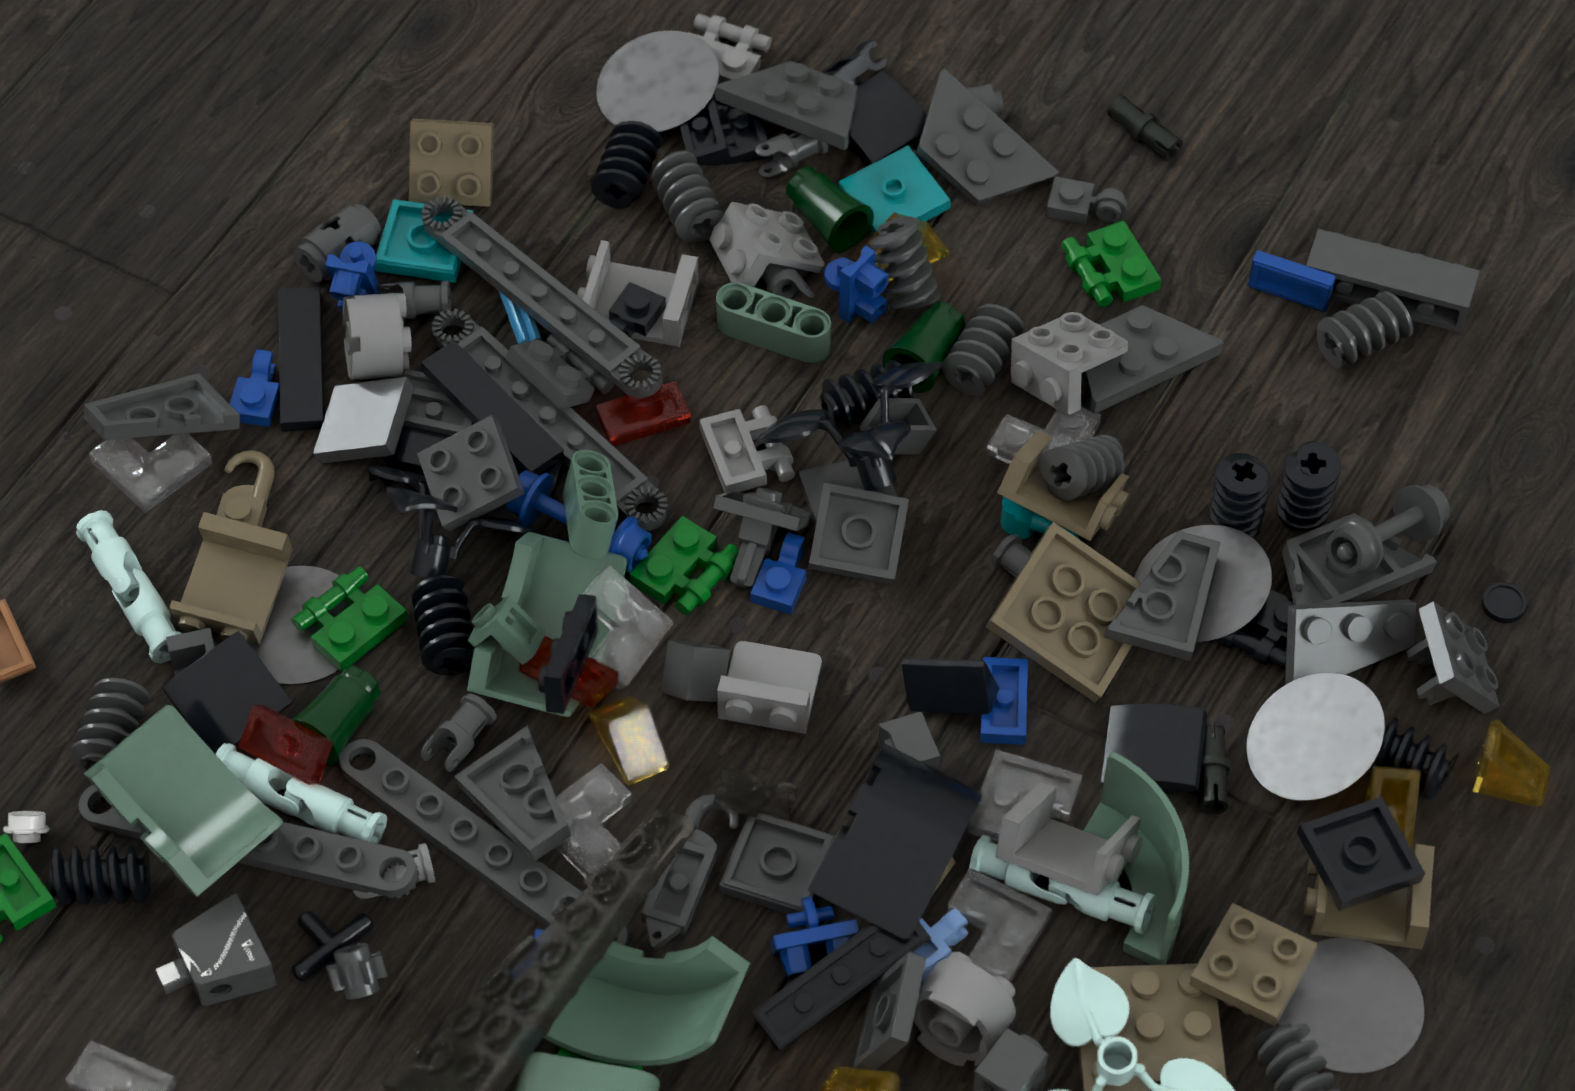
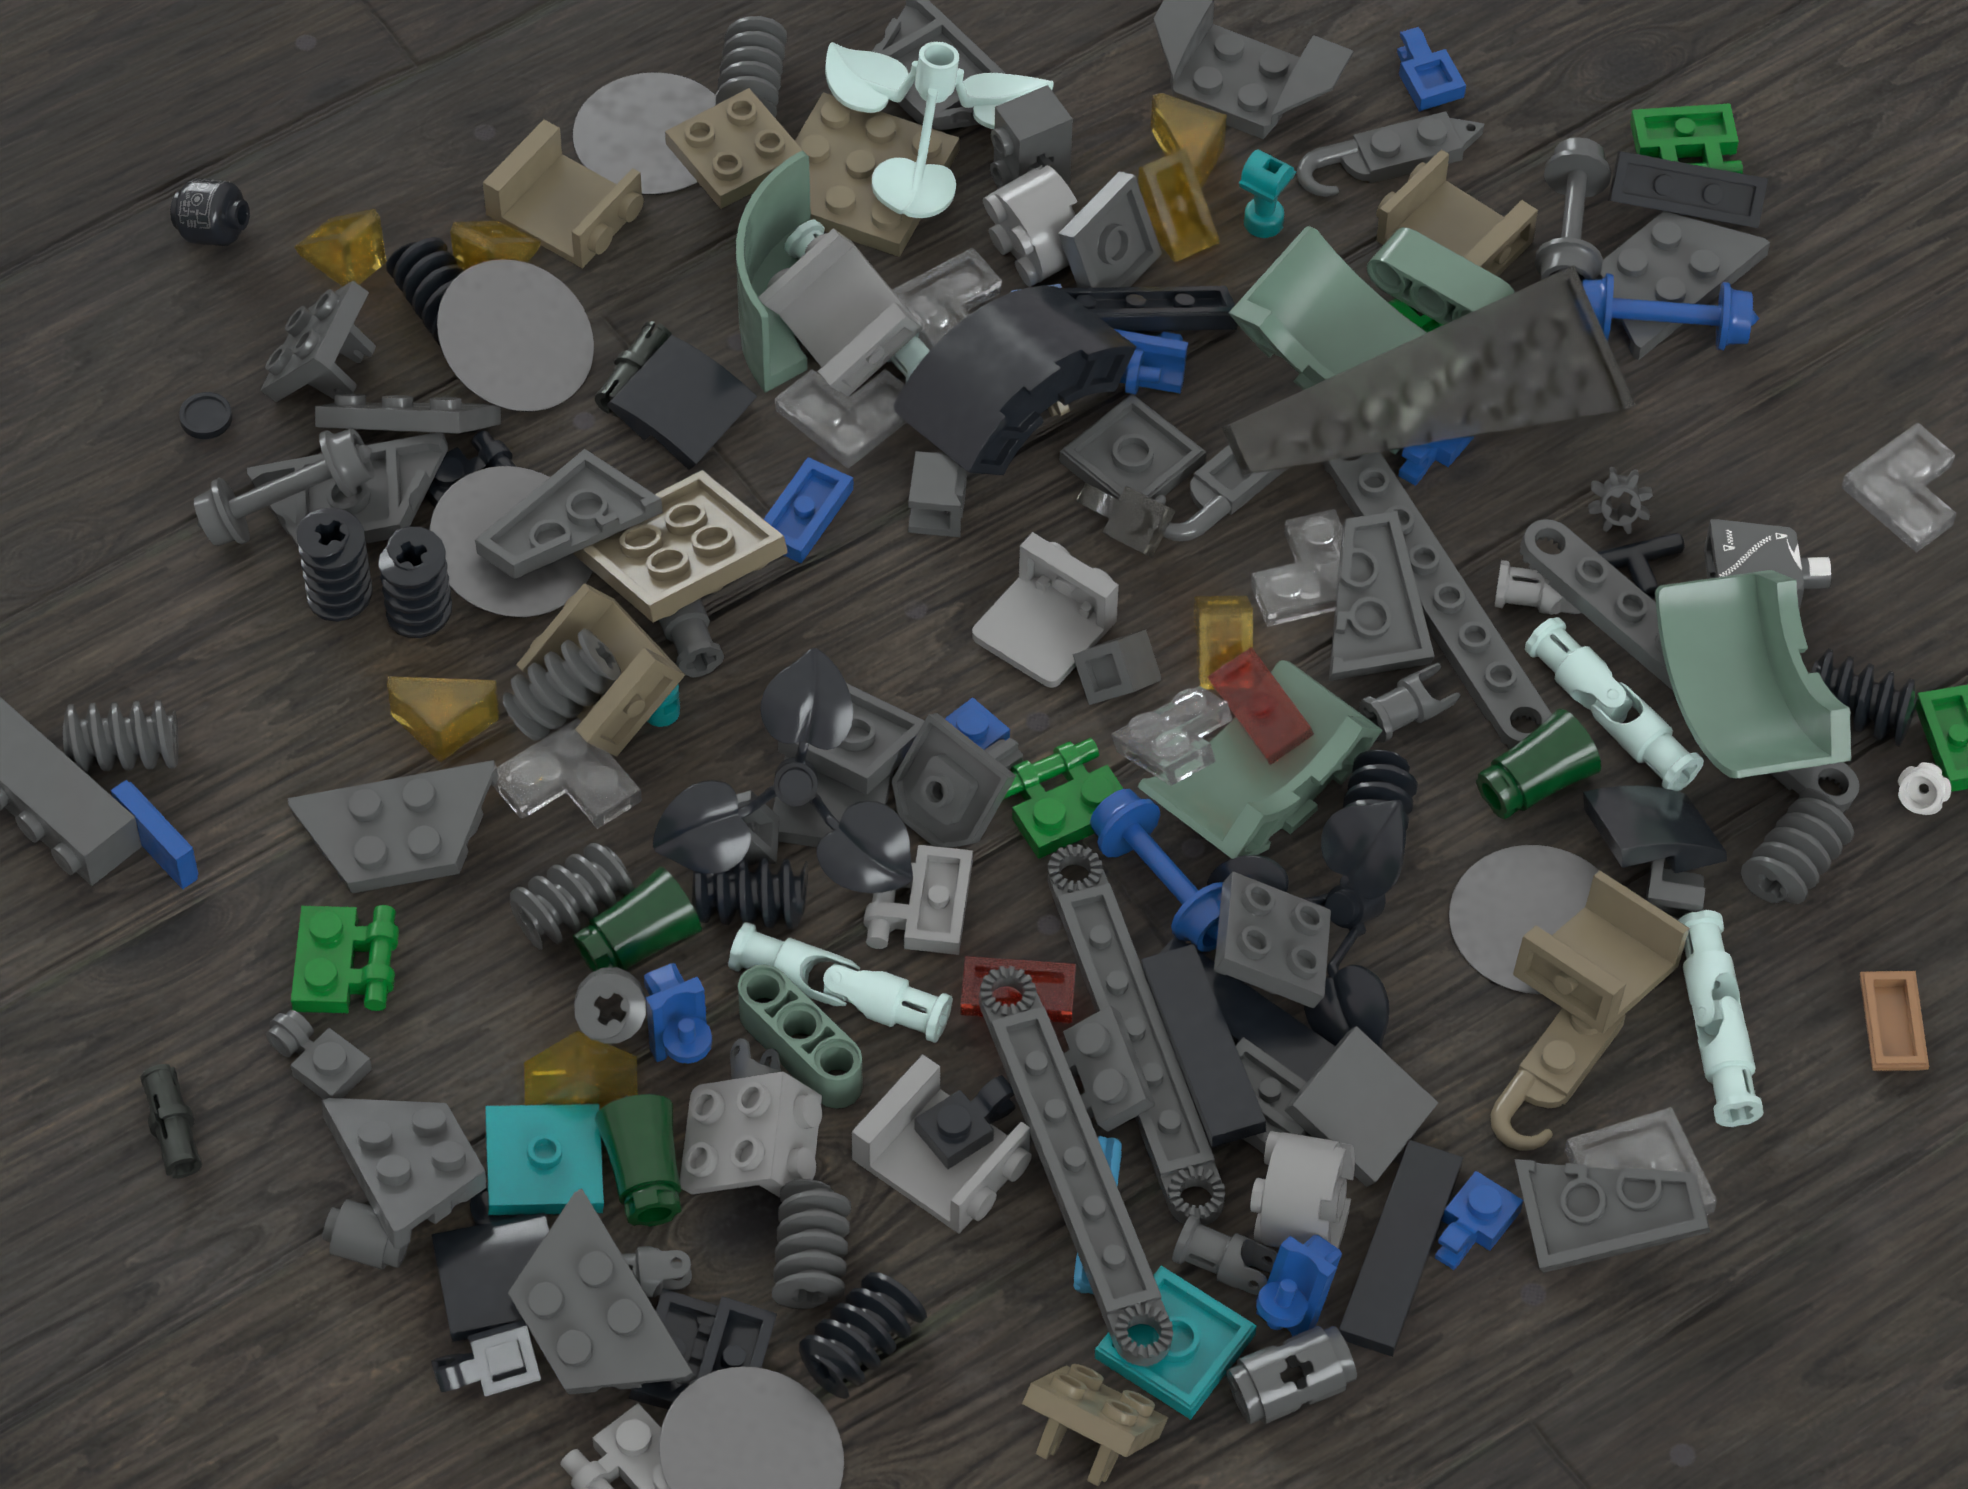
camera: 155 degrees left, 0 degrees up
(285, 744) = (1611, 731): clear red plate -> none
(355, 629) = (1471, 872): green plate -> none
(510, 627) = (1318, 740): sand green bracket -> none
(569, 654) = (1260, 681): black plate -> none
(590, 504) = (1143, 820): sand green beam -> none
(782, 368) = (874, 993): none -> light aqua piece
(949, 686) = (855, 531): black slope -> none
(1054, 355) = (488, 821): light grey bracket -> none
(1164, 437) = (443, 711): none -> clear yellow slope
(1360, 853) = (565, 186): black plate -> none

